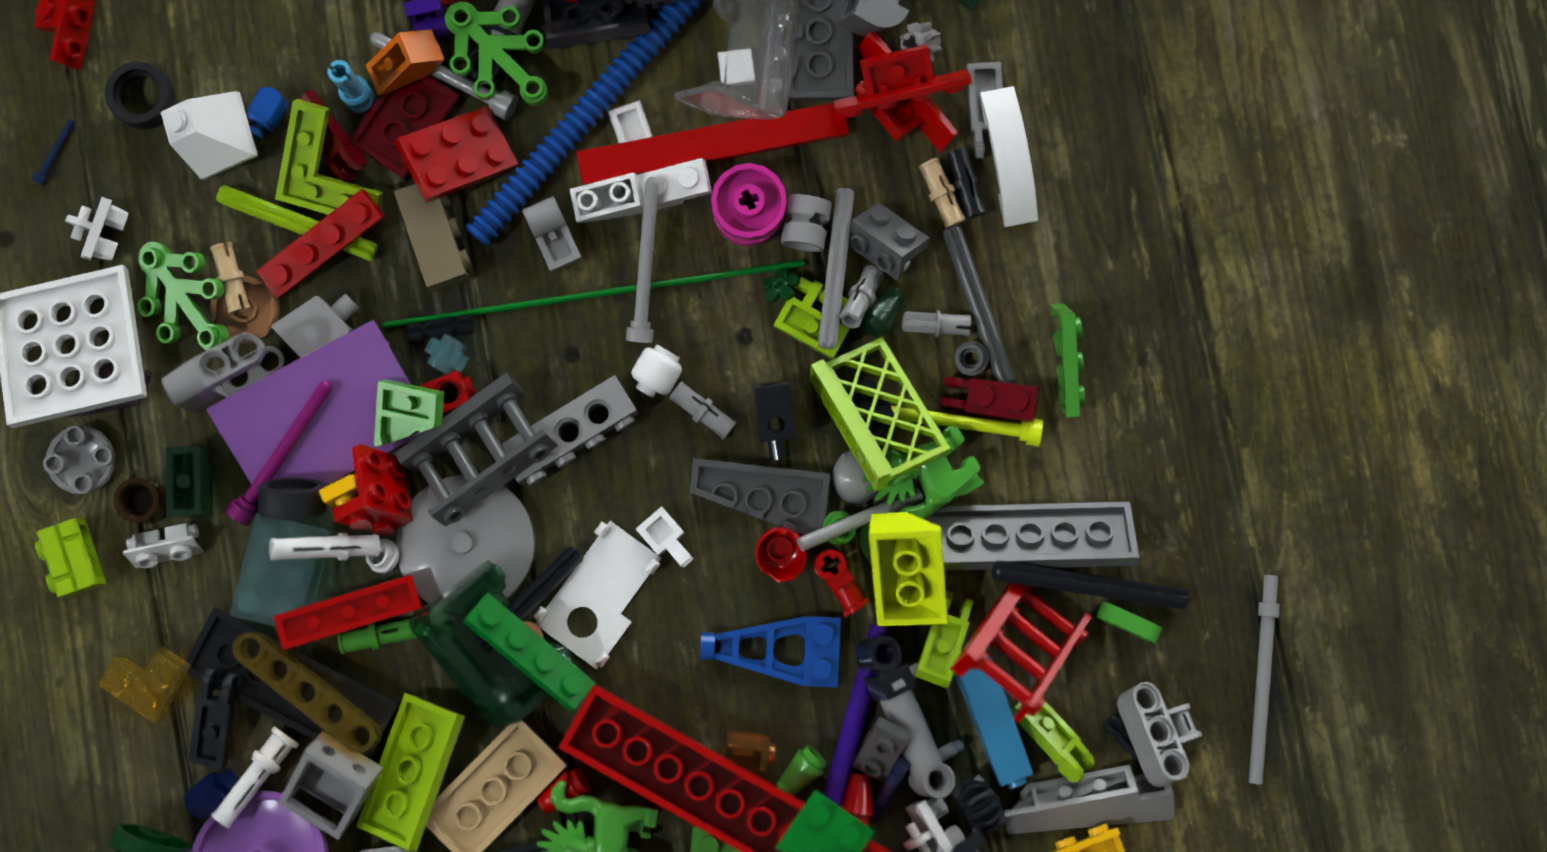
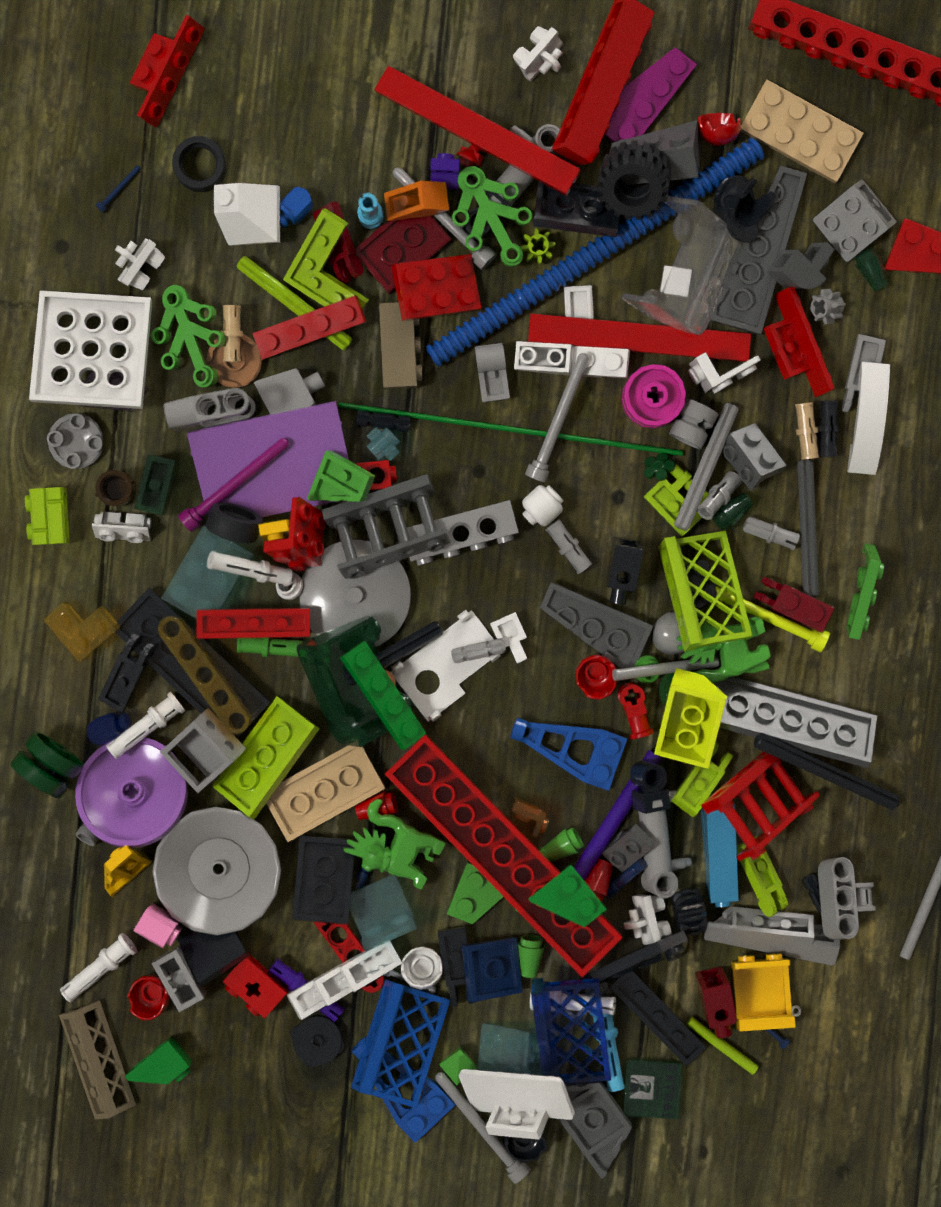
camera: 15 degrees right, 5 degrees up
(559, 65) = (536, 238): none -> lime gear
(630, 565) = (478, 650): none -> light grey axle
(802, 161) = (704, 373): none -> white bracket
(897, 78) = (801, 333): red bracket -> none
(961, 358) = (781, 568): dark grey plate -> none
(1129, 622) = (847, 808): bright green beam -> none

